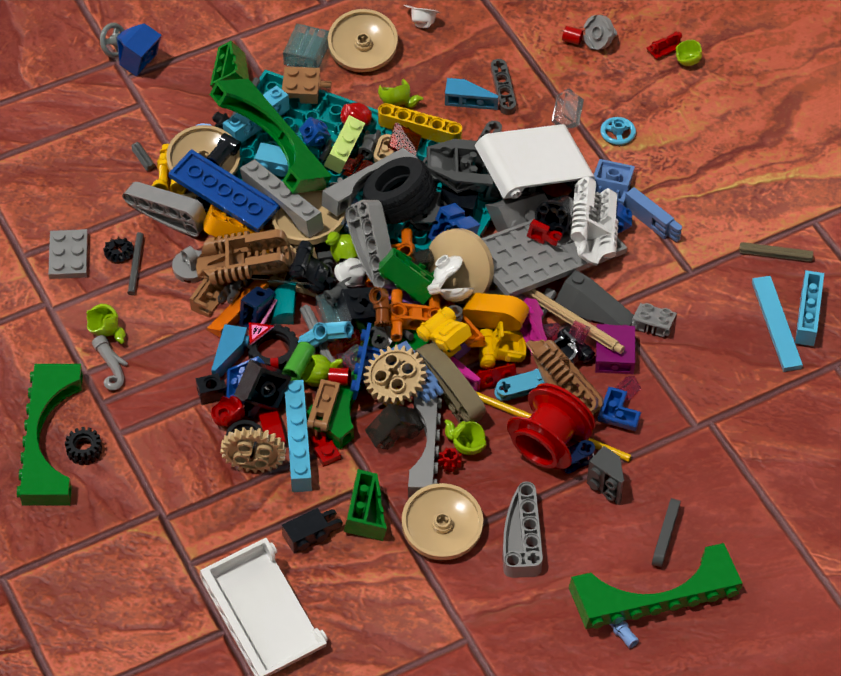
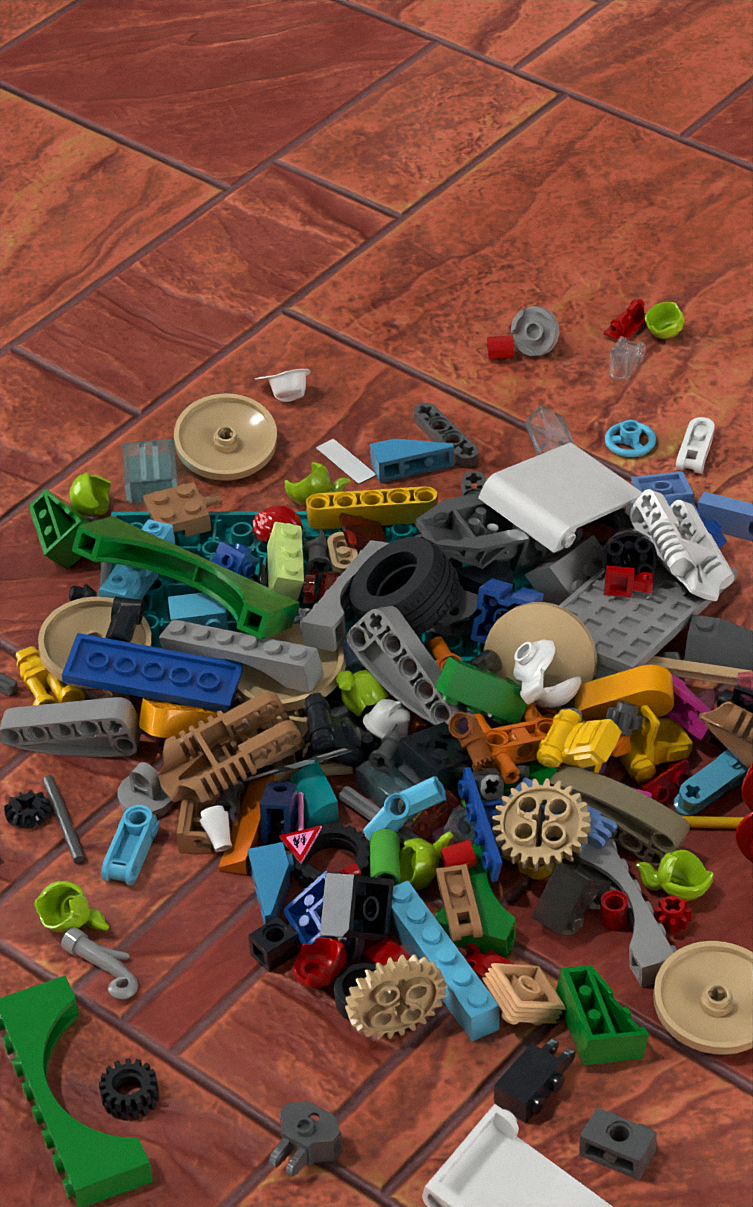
camera: 20 degrees left, 10 degrees down
(162, 295) = (130, 845): none -> medium azure piece
(163, 513) = (306, 1138): none -> dark grey hinge
(215, 303) = (216, 825): none -> white cone
(260, 52) = (90, 494): none -> lime hair
(331, 475) = (523, 994): none -> light nougat brick
(339, 596) = (601, 1145): none -> dark grey brick
(416, 443) = (614, 910): none -> red beam
(432, 82) = (346, 461): none -> white sticker
(486, 325) = (625, 717): none -> dark grey gear
(648, 71) = (625, 358): none -> clear piece
(655, 150) = (696, 445): none -> white plate

